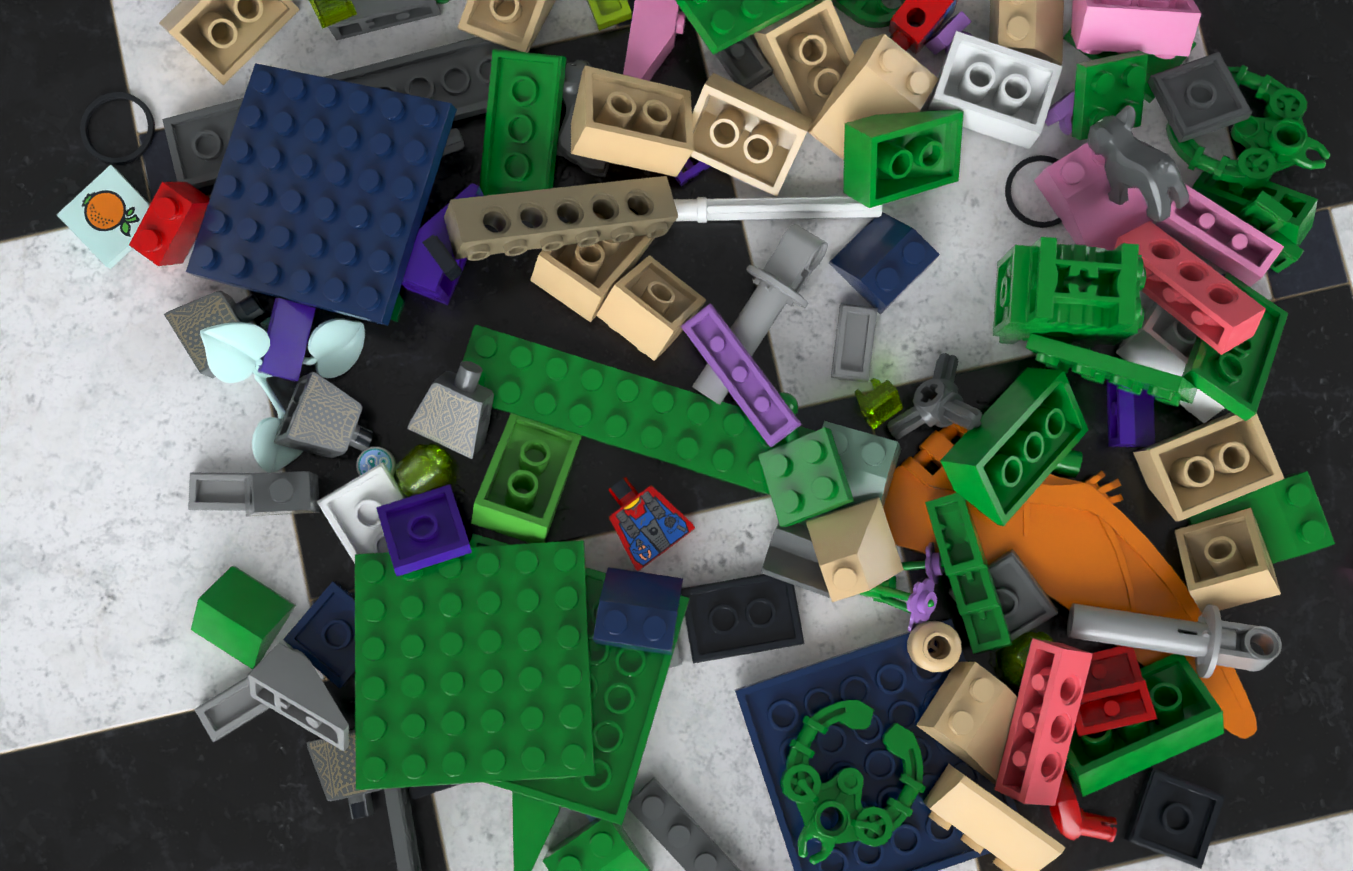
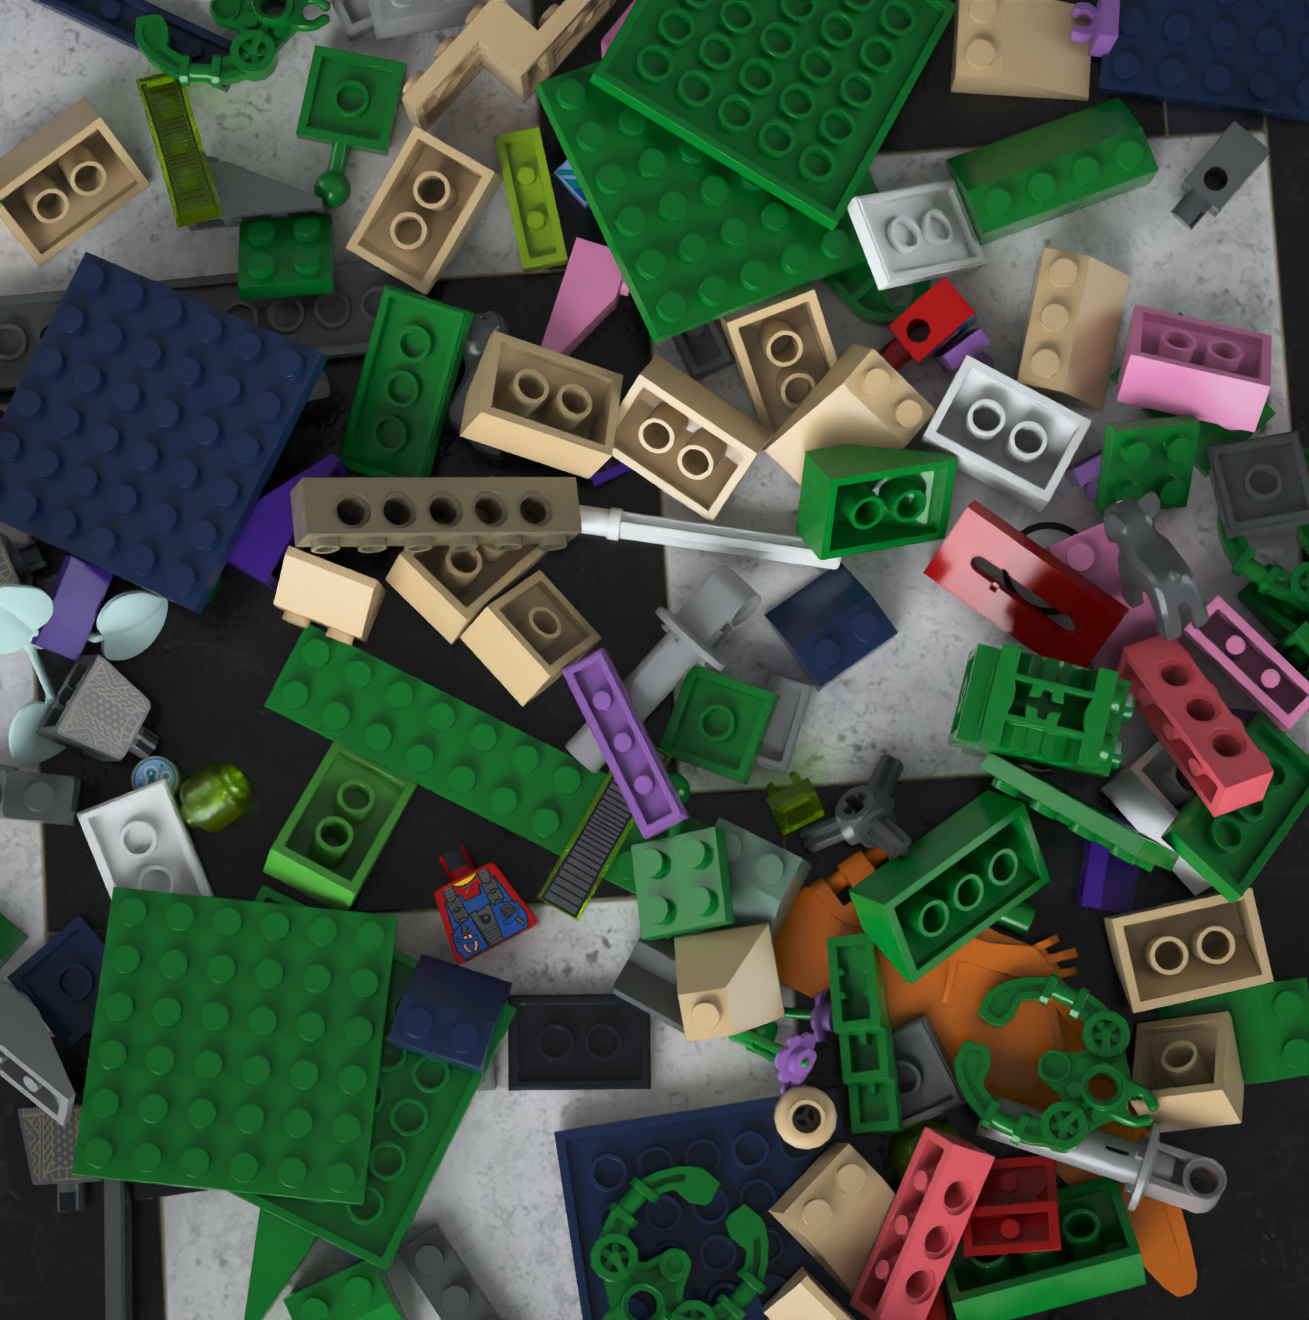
camera: 10 degrees right, 0 degrees up
(412, 44) = (286, 257): none -> green plate
(423, 530) = (203, 871): dark purple plate -> none
(442, 257) = (281, 543): black tile -> none
(456, 411) = (266, 729): torso -> none
(489, 299) = (327, 595): none -> tan slope
(727, 463) = (591, 849): none -> tile
(810, 350) = (719, 724): none -> green plate
(997, 168) = (988, 536): none -> red piece
(1138, 578) = (1068, 1074): none -> green piece

